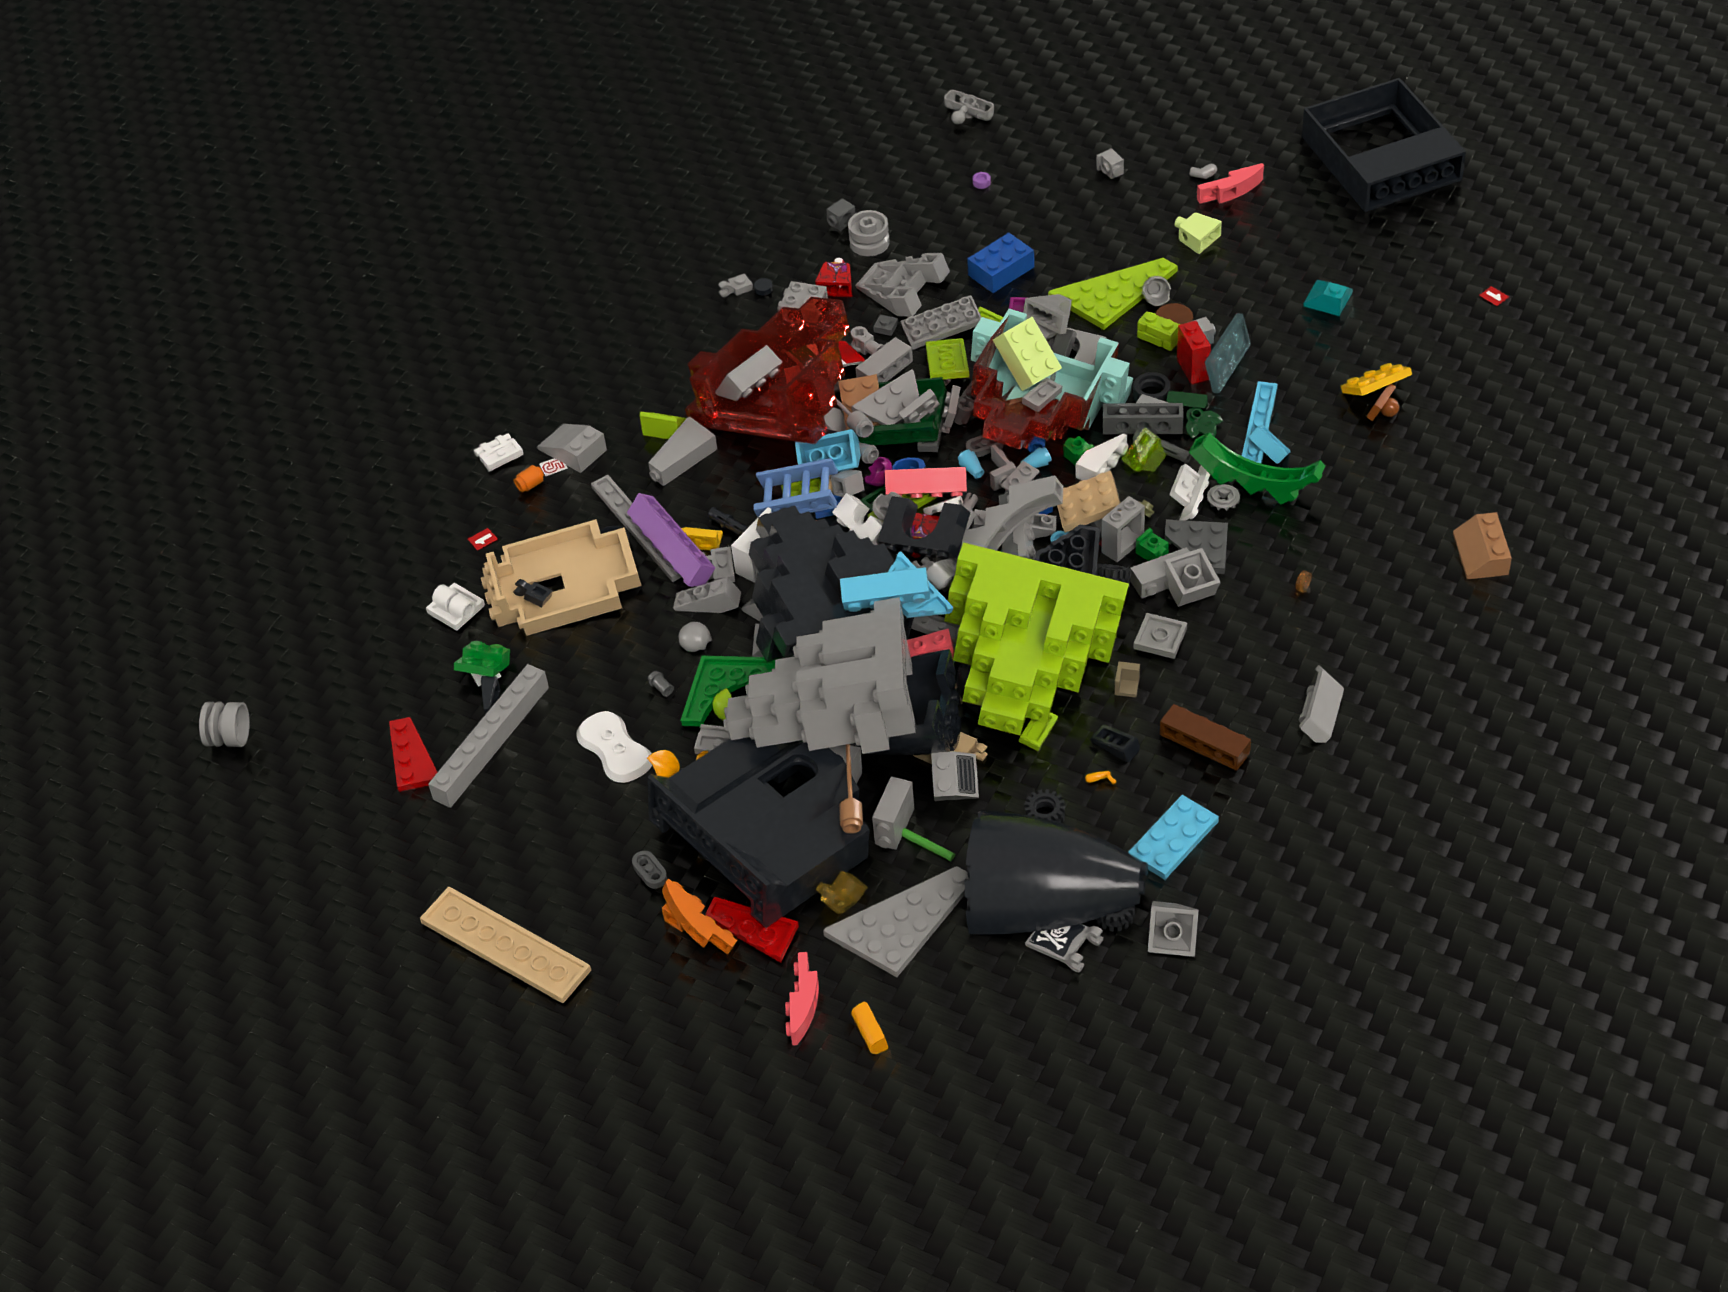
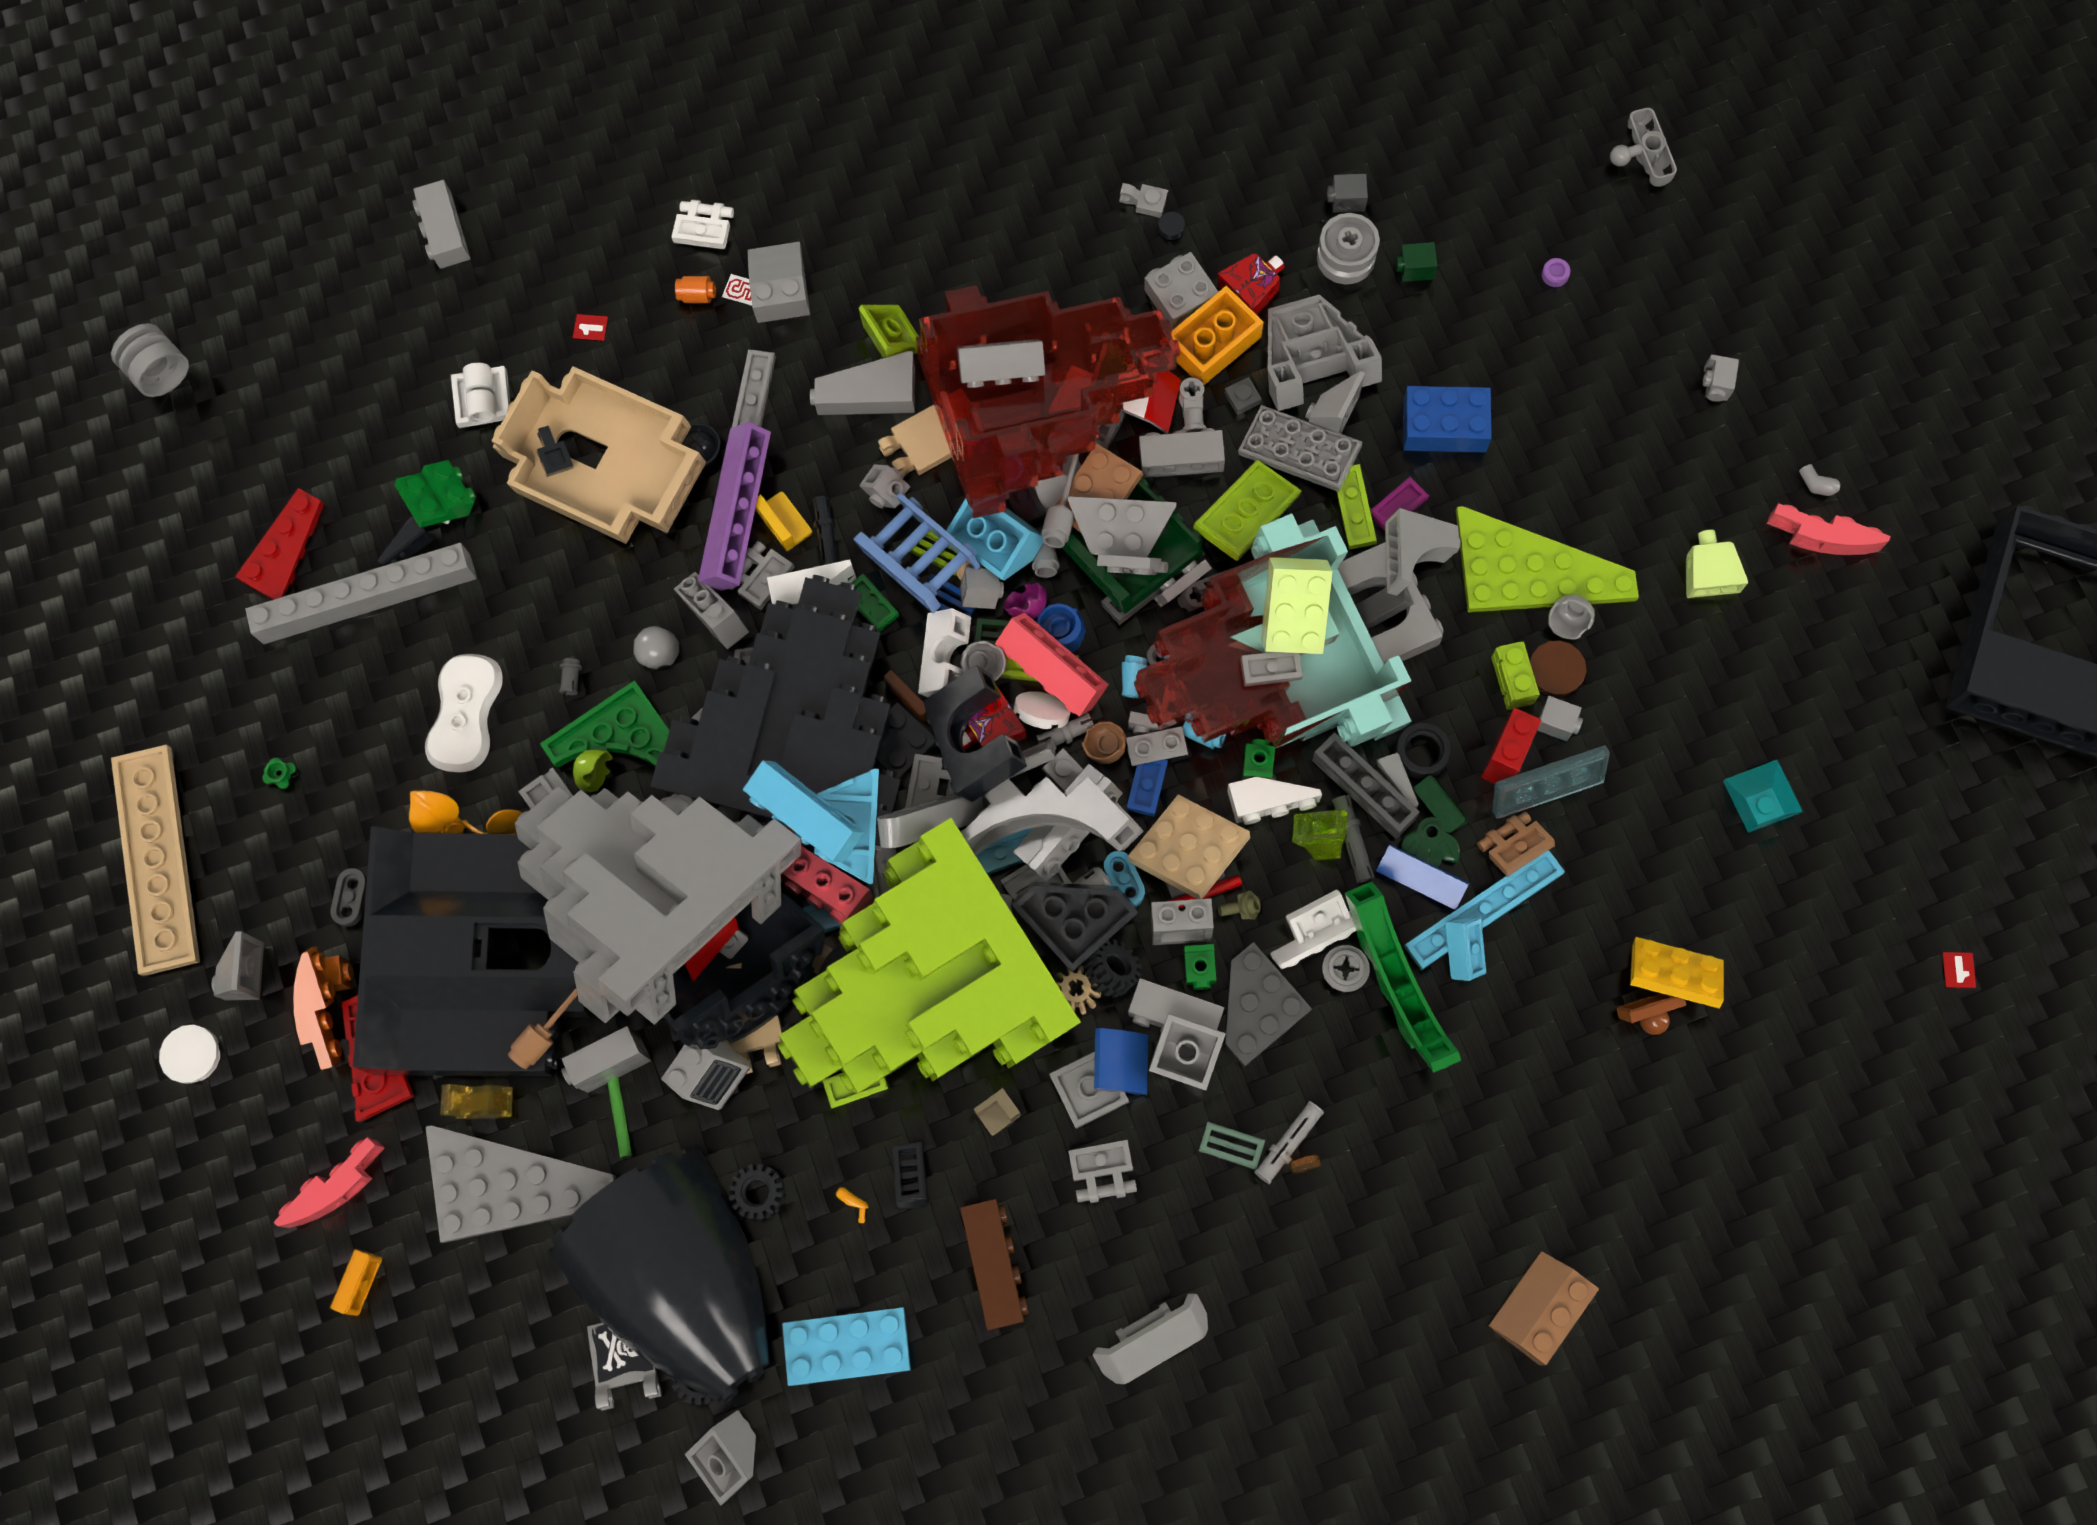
camera: 45 degrees right, 25 degrees up
(337, 551) = (440, 224): none -> light grey brick
(533, 846) = (271, 769): none -> green plate
(626, 945) = (240, 969): none -> light grey slope
(637, 1014) = (189, 1054): none -> white tile
(738, 452) = (921, 441): none -> tan tile
(742, 480) = (884, 485): none -> light grey brick
(853, 297) = (1216, 335): none -> light orange brick
(909, 217) = (1417, 262): none -> dark green brick
(941, 288) = (1336, 404): none -> light grey slope
(989, 496) = (1105, 742): none -> medium nougat hair
(1163, 607) = (1121, 1061): none -> blue slope
(1204, 658) = (1102, 1161): none -> light grey plate
(1224, 433) = (1422, 877): none -> tile
(1241, 390) = (1520, 848): none -> medium nougat plate
(1260, 608) = (1228, 1157): none -> sand green tile
(1288, 596) = (1267, 1170): none -> light grey pin

